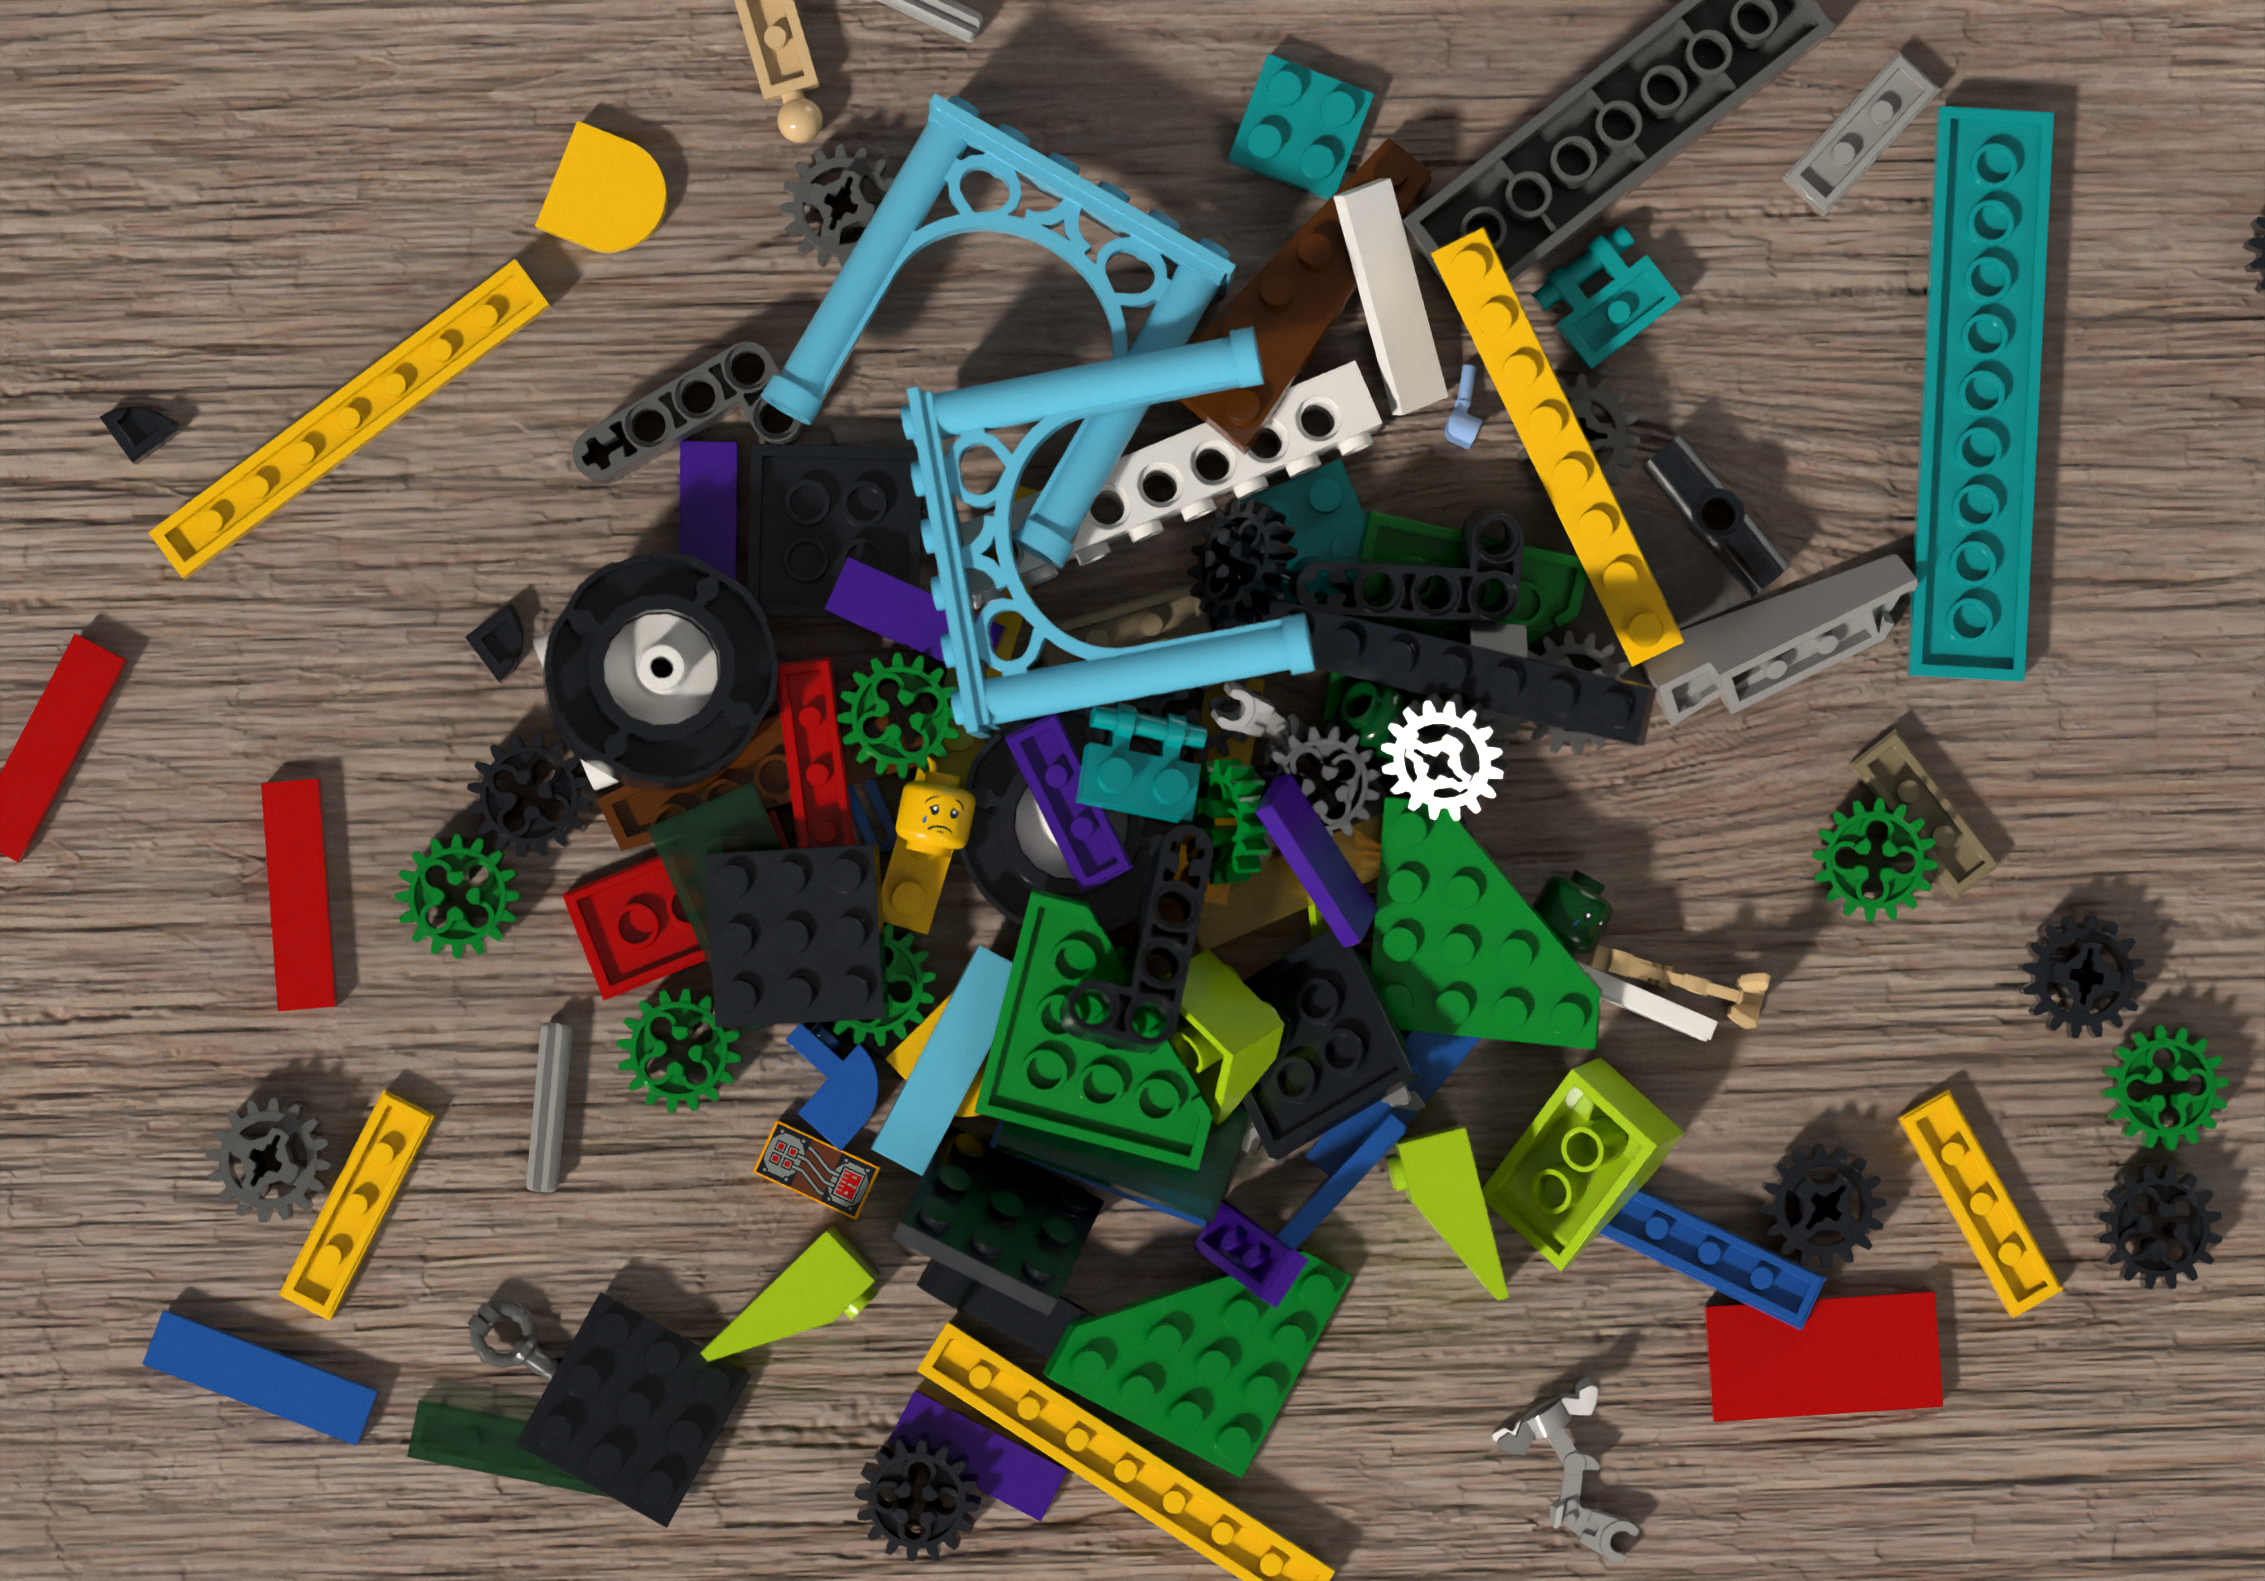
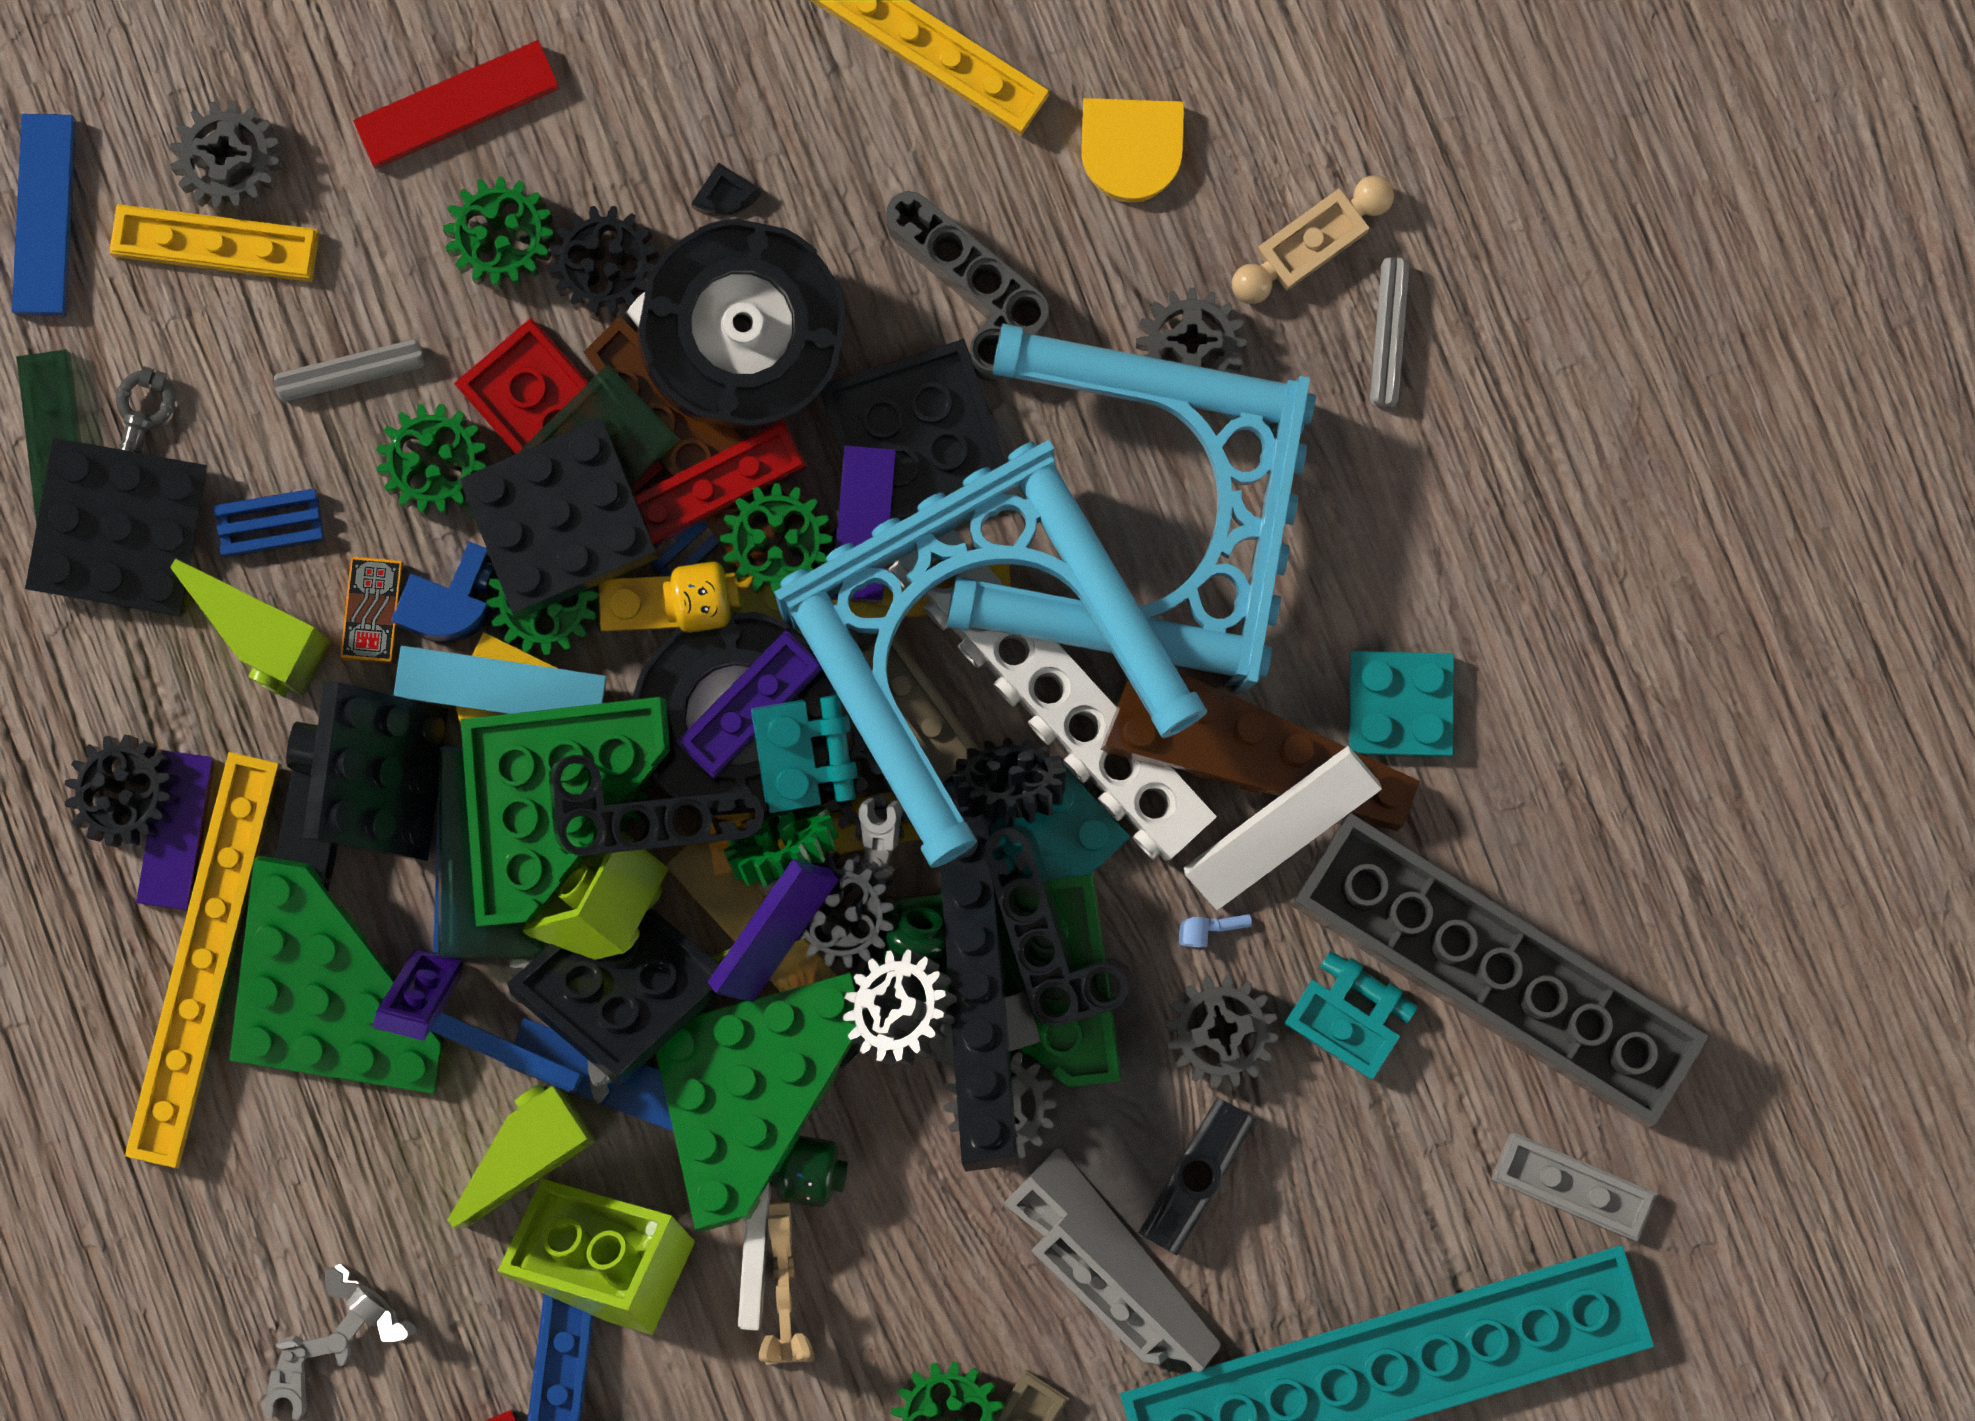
camera: 70 degrees right, 5 degrees down
(675, 1294) = (226, 529): none -> blue tile
(710, 504) = (897, 326): dark purple tile -> none
(1557, 446) = (1204, 1015): yellow plate -> none

